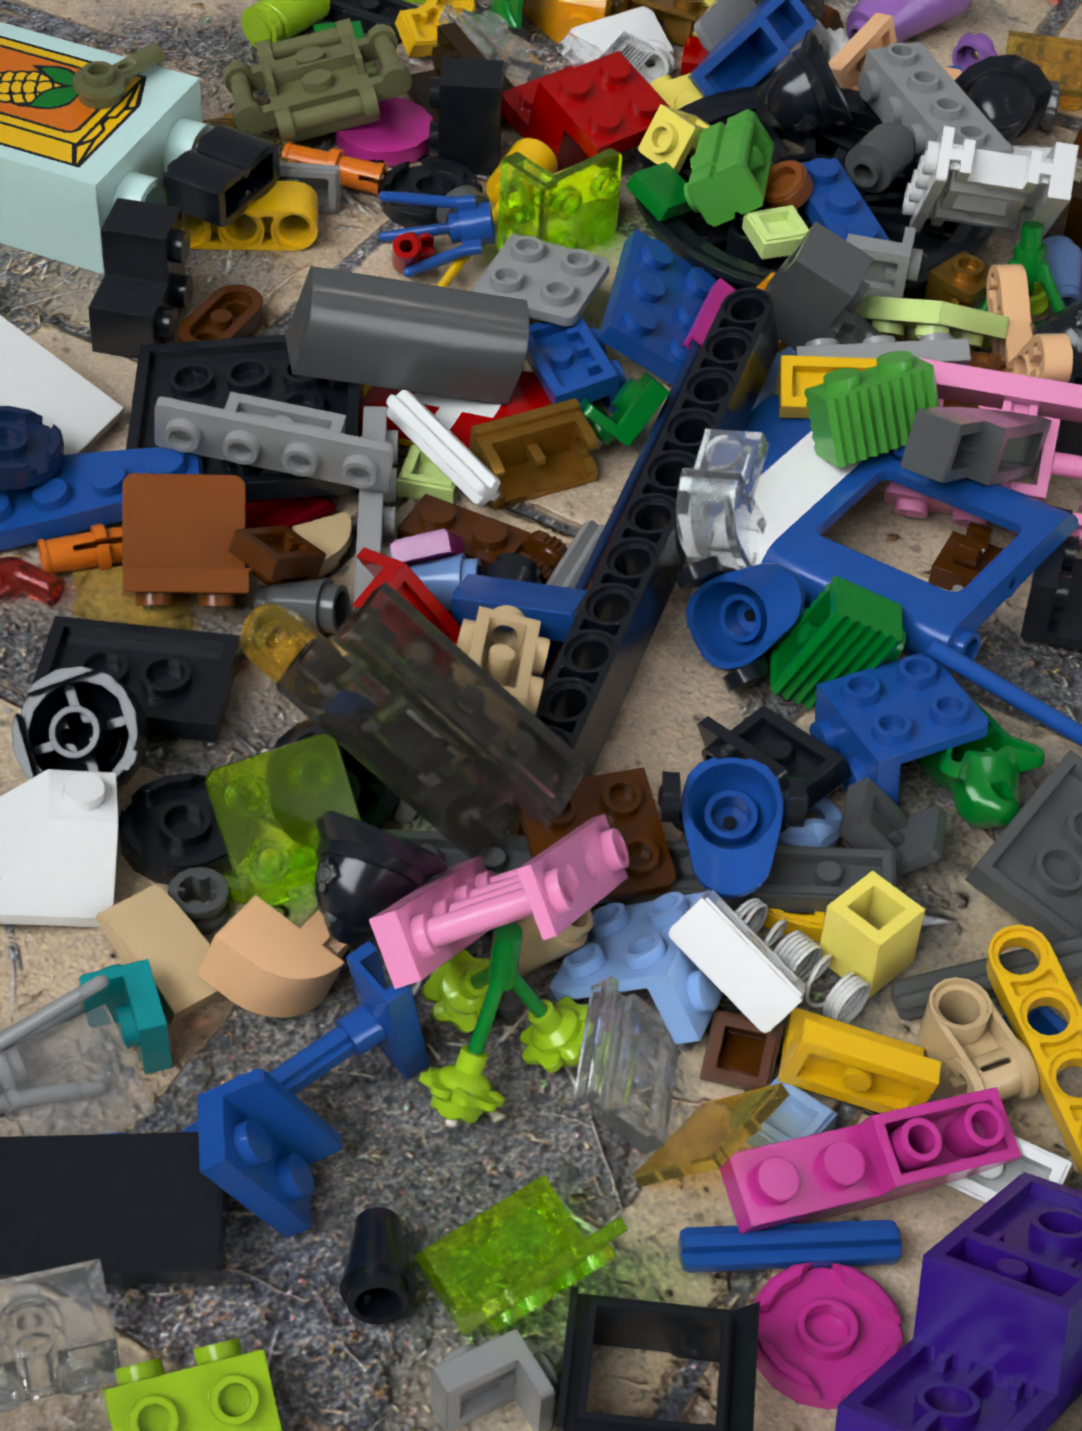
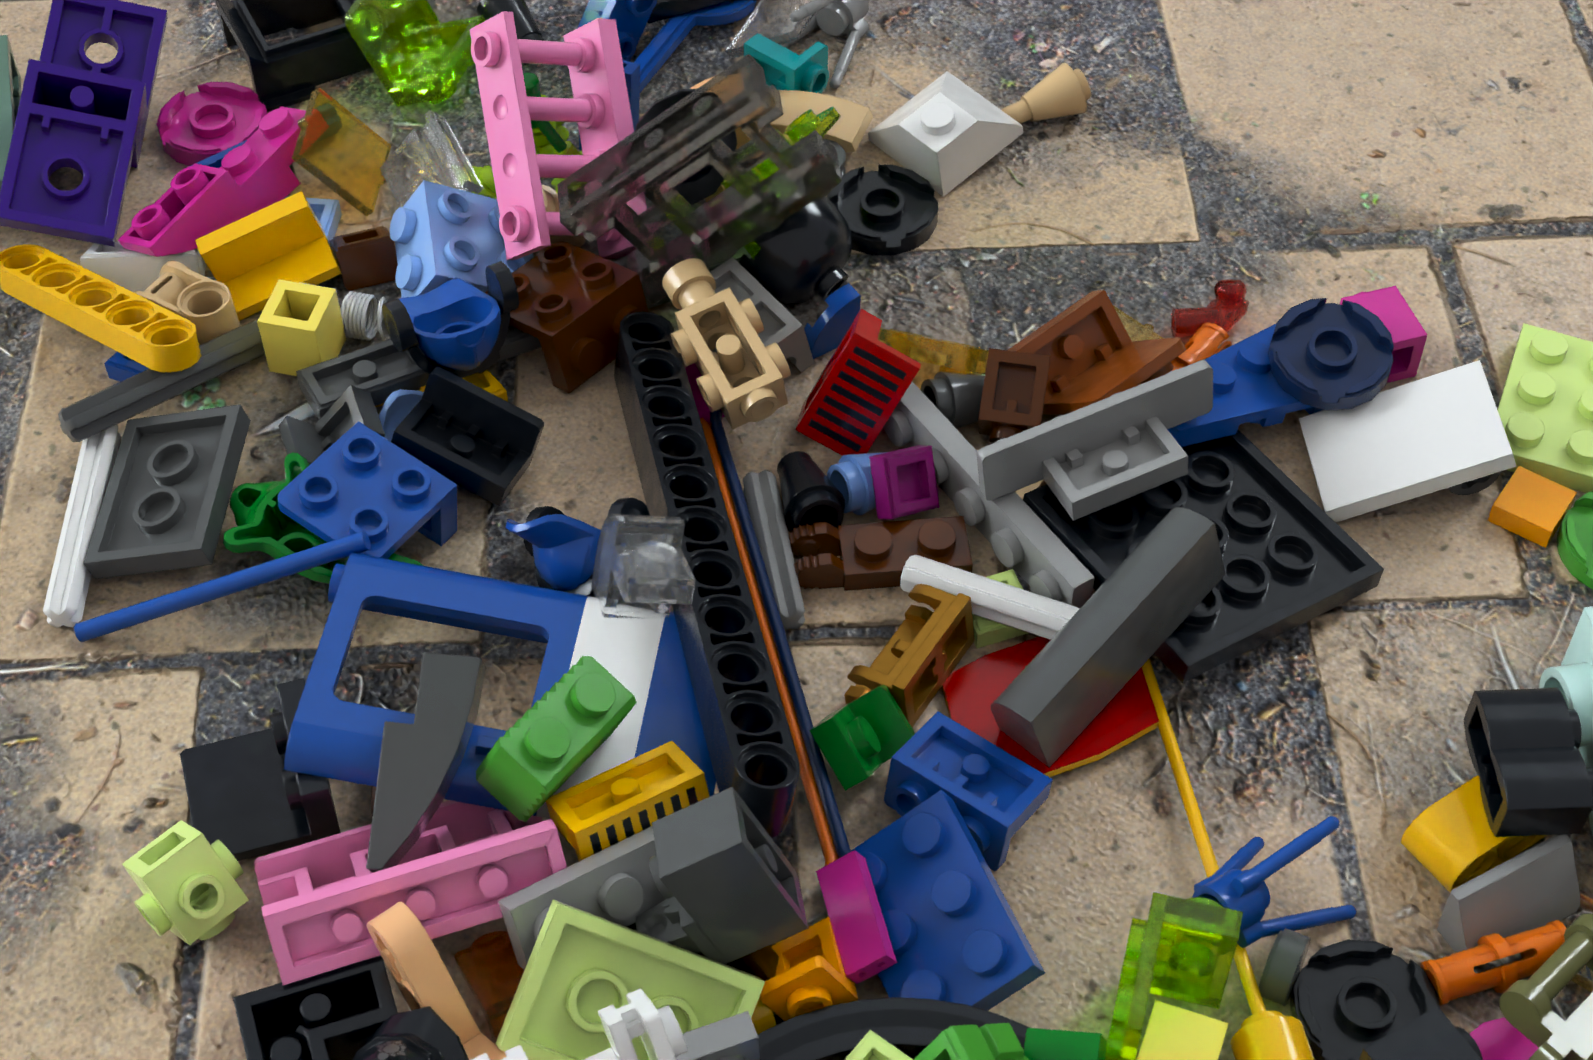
camera: 150 degrees right, 5 degrees up
(80, 724) = (998, 191): black cylinder -> none
(142, 279) = (1461, 621): black brick -> none
(174, 673) = (1026, 276): black plate -> none
(225, 314) = (1355, 660): reddish brown plate -> none
(410, 249) = (1289, 886): red arm -> none
(549, 276) = (1079, 843): light grey bracket -> none
(550, 604) = (770, 438): blue slope -> none
(737, 961) = (383, 243): white slope -> none
(836, 636) = (456, 528): green brick -> none

